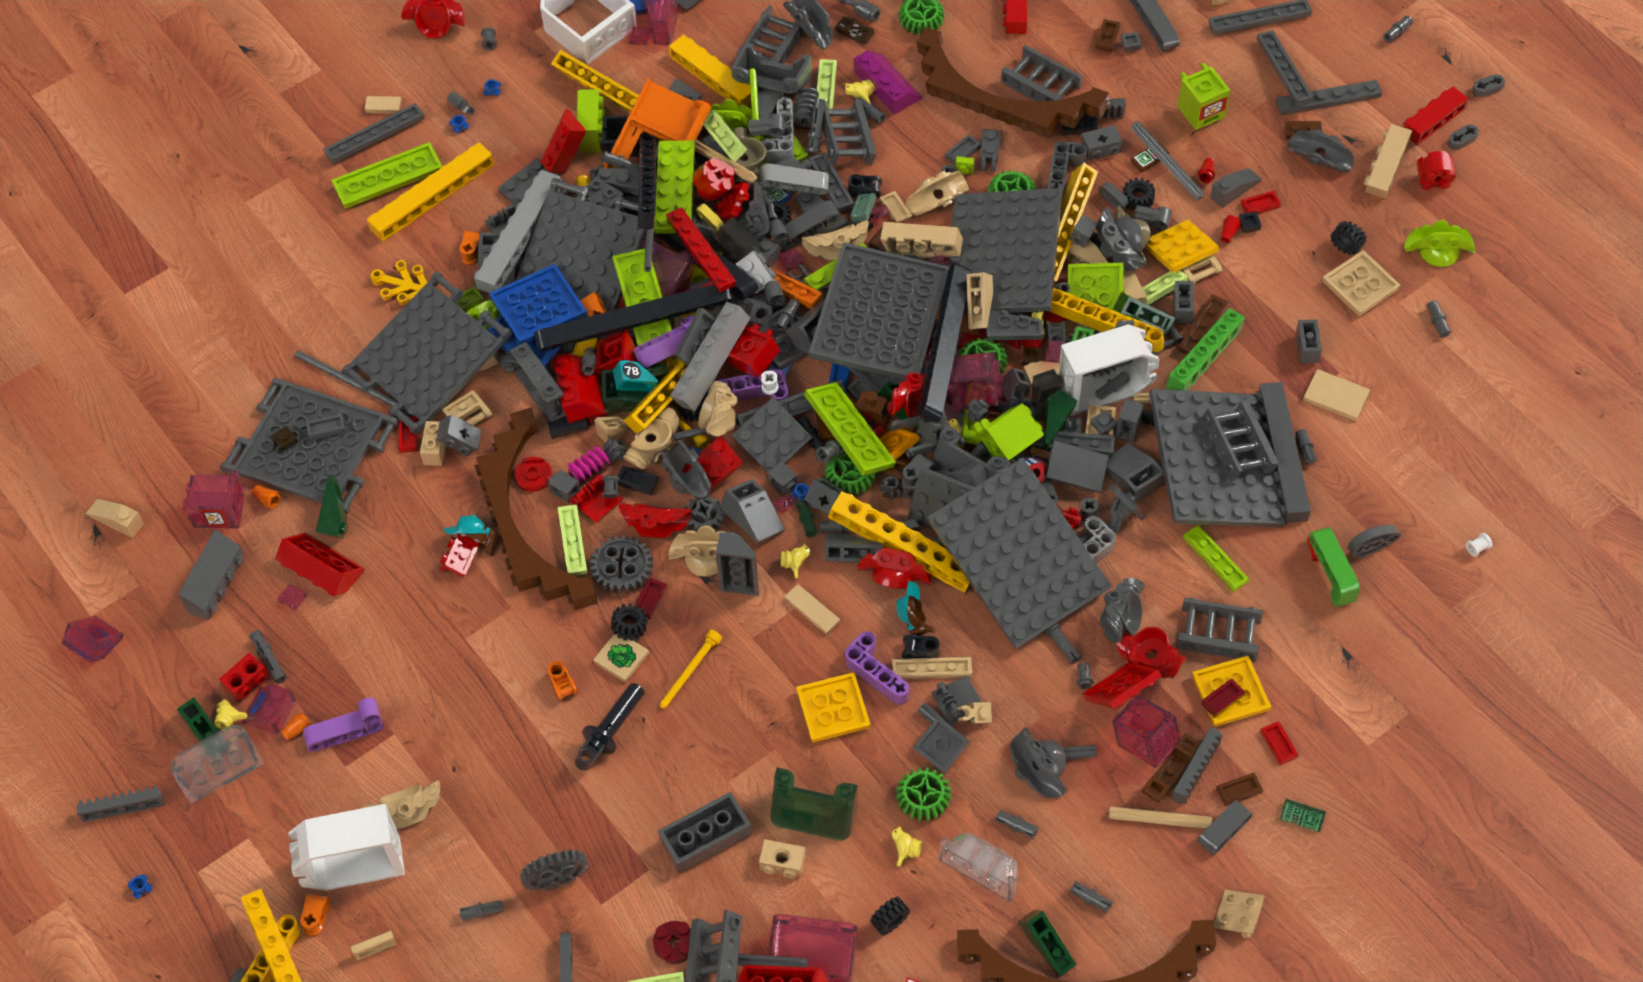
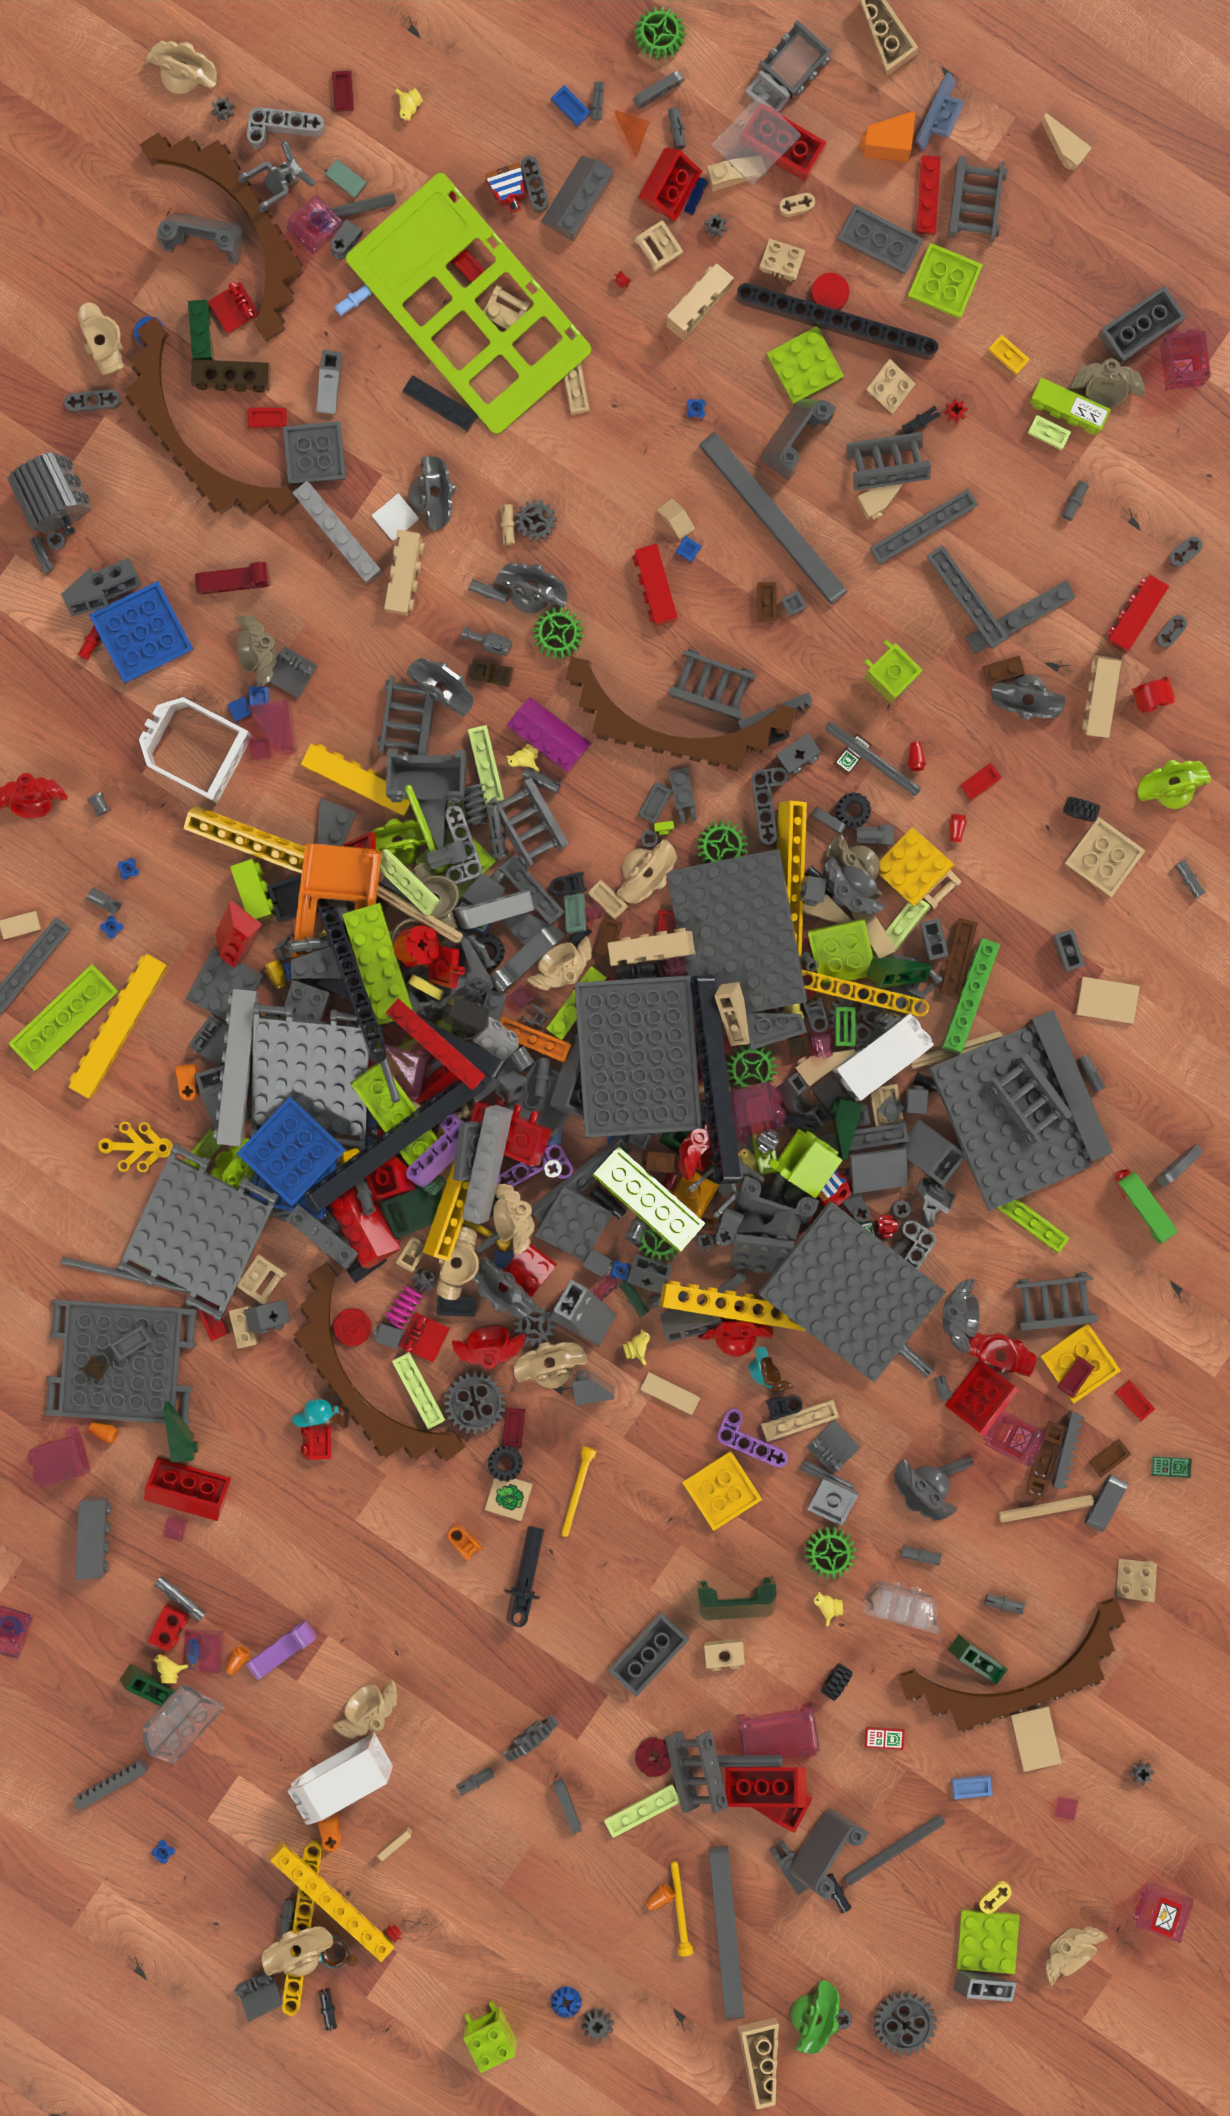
camera: 20 degrees left, 30 degrees up
(593, 304) = (348, 1135): orange piece -> none
(610, 486) = (436, 1326): dark grey bush -> none
(633, 377) = (415, 1204): teal slope -> none
(977, 712) = (857, 1458): tan plate -> none
(1233, 186) = (950, 768): dark grey slope -> none
(1250, 222) = (975, 812): black plate -> none

